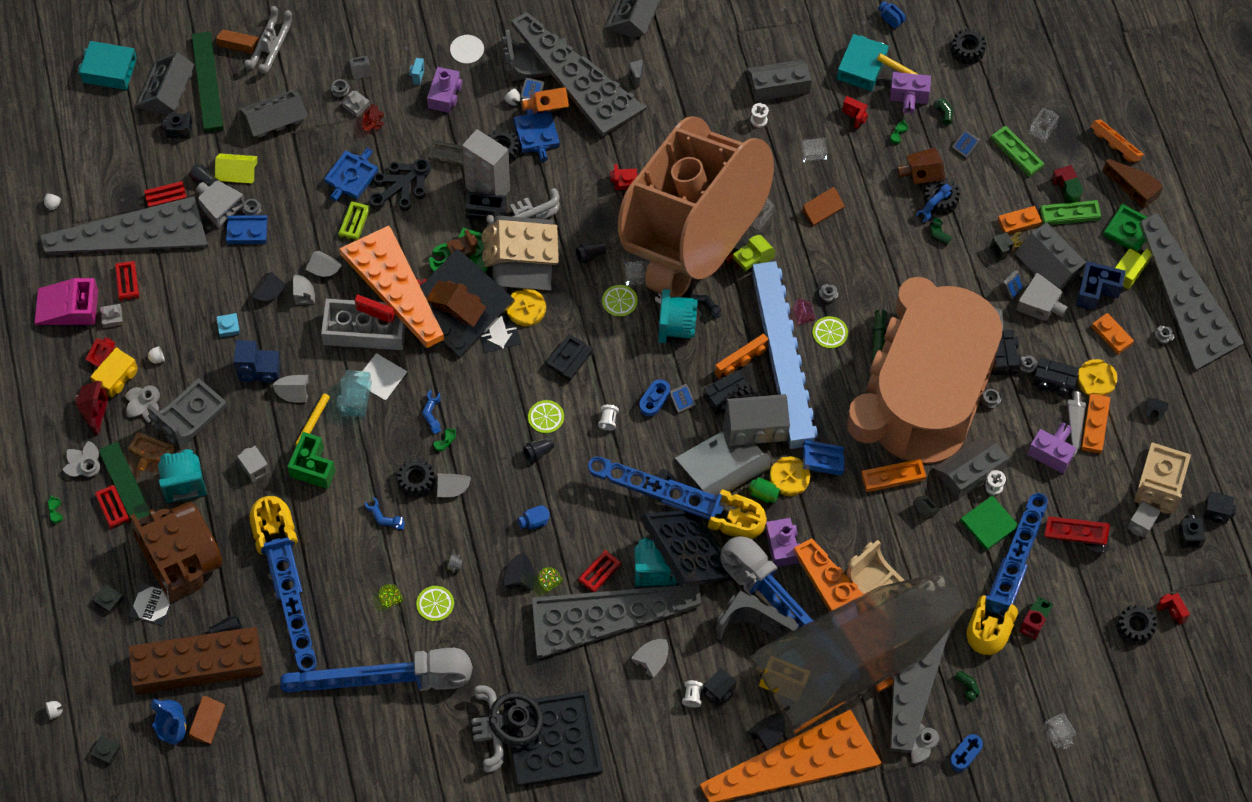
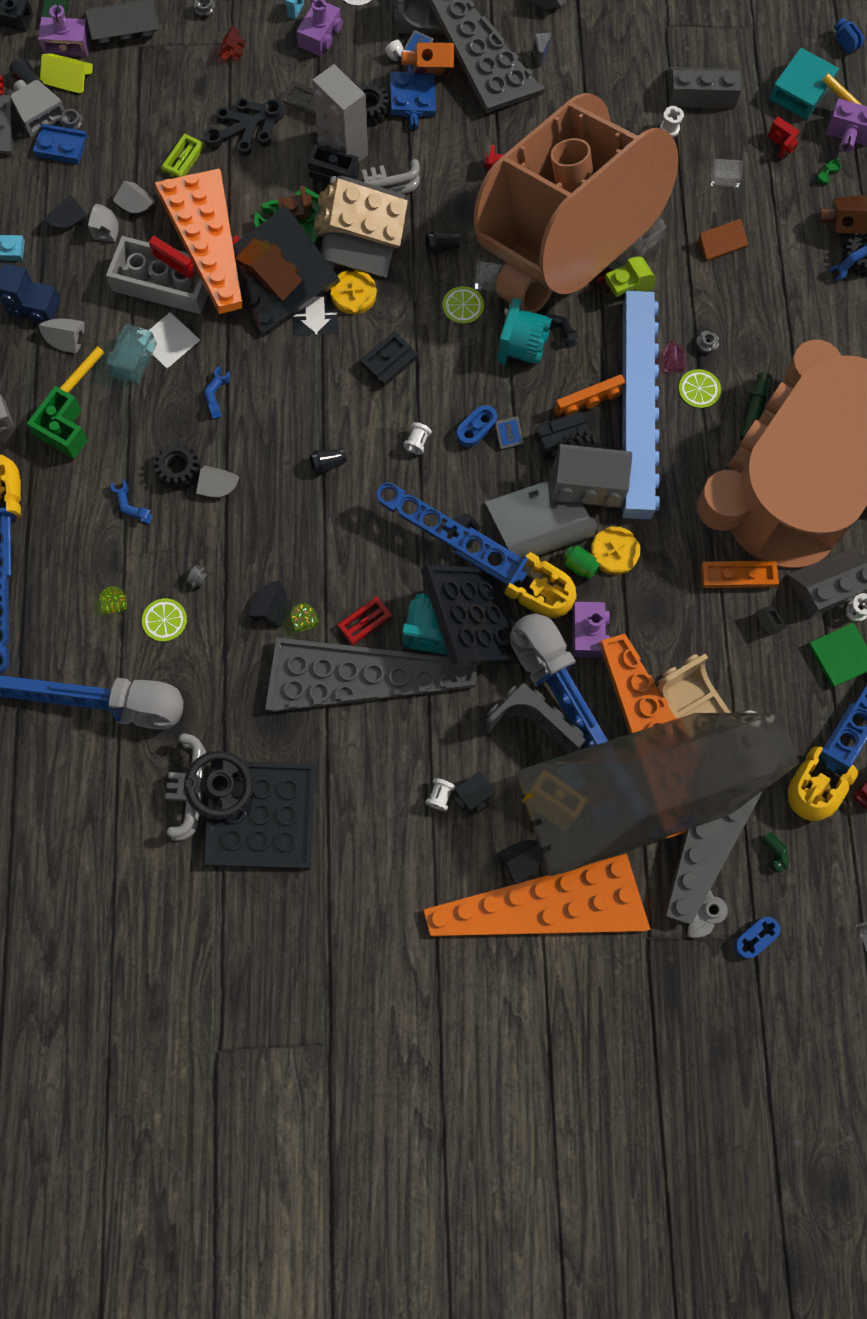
camera: 10 degrees right, 10 degrees up
(227, 136) = (63, 34): none -> medium lavender brick
(351, 174) = (191, 103): blue plate -> none
(356, 103) = (217, 24): light grey tile -> none
(450, 435) = (229, 425): green piece -> none
(534, 518) = (303, 541): blue arm -> none
(546, 416) = (346, 423): lime sticker -> none
(652, 656) = (402, 737): light grey brick -> none
(823, 457) = (659, 536): blue plate -> none
(937, 233) = (850, 295): dark green arm -> none

